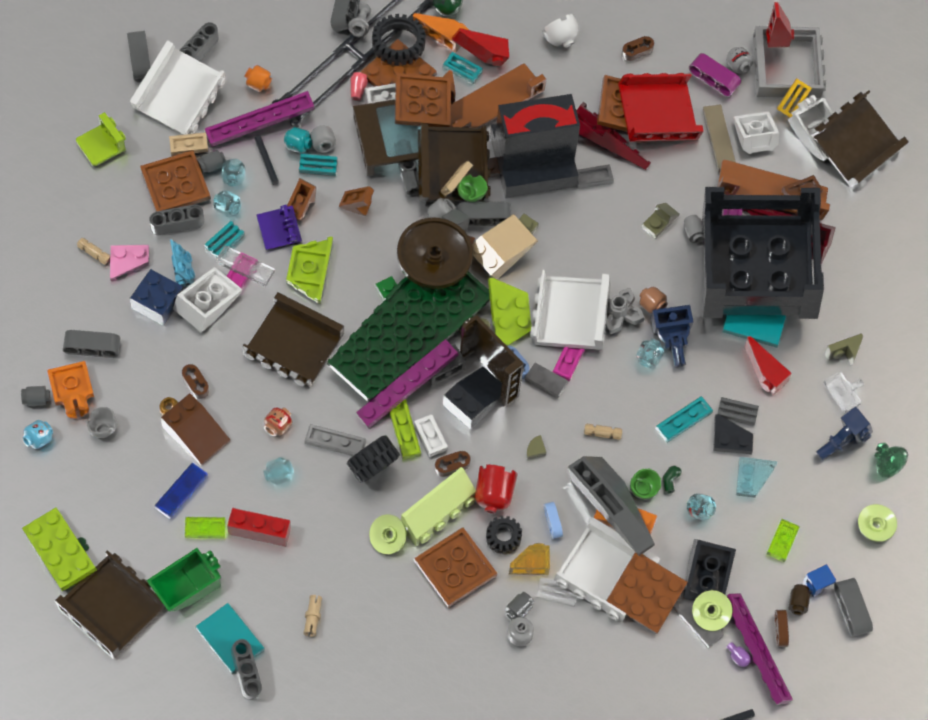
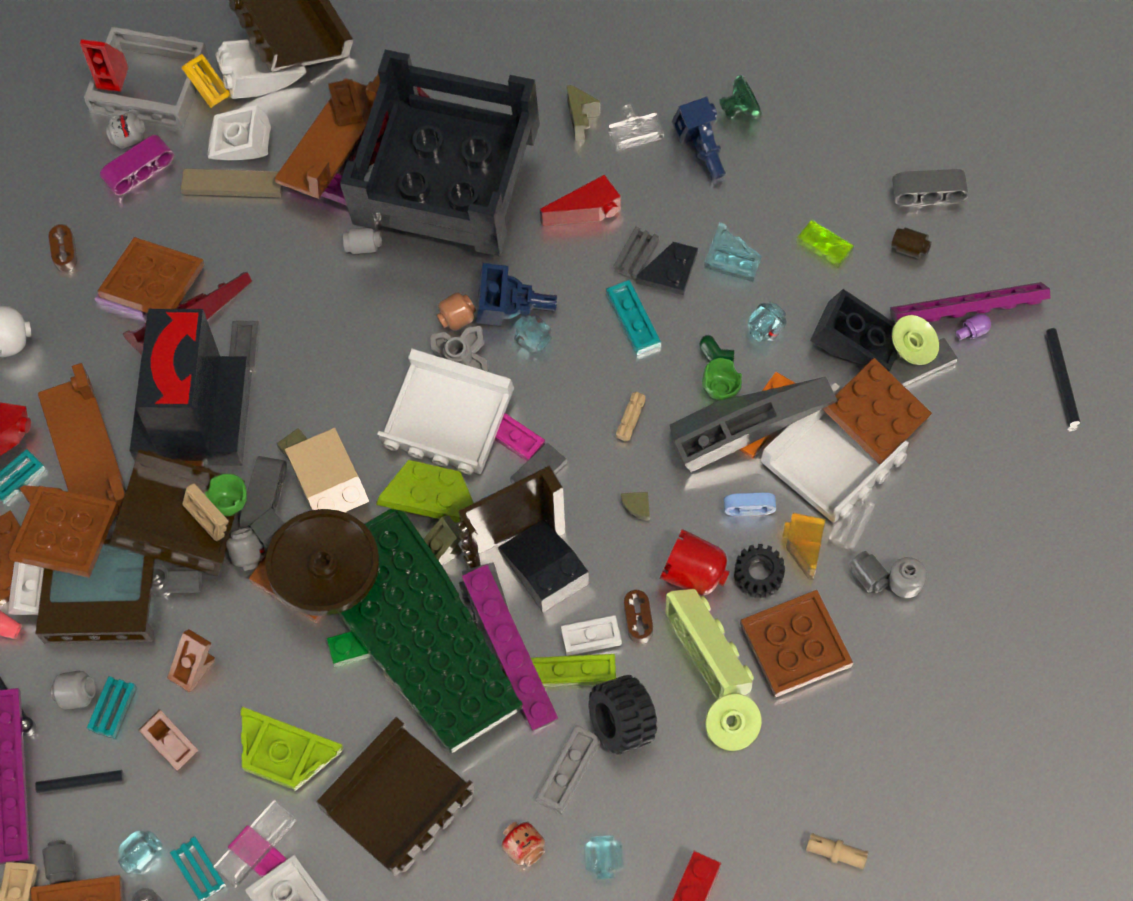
camera: 70 degrees left, 0 degrees up
(233, 171) = (89, 833): clear light blue head -> none
(279, 227) = (203, 782): dark purple hinge -> none
(298, 140) = (63, 726): teal head -> none
(658, 107) = (168, 241): red panel -> none
(660, 219) = (334, 279): olive slope -> none
(762, 328) = (526, 200): teal tile -> none
(781, 628) = (946, 271): reddish brown beam -> none
(819, 579) = (889, 213): blue panel -> none
(883, 517) = (827, 127): yellowish green dish -> none

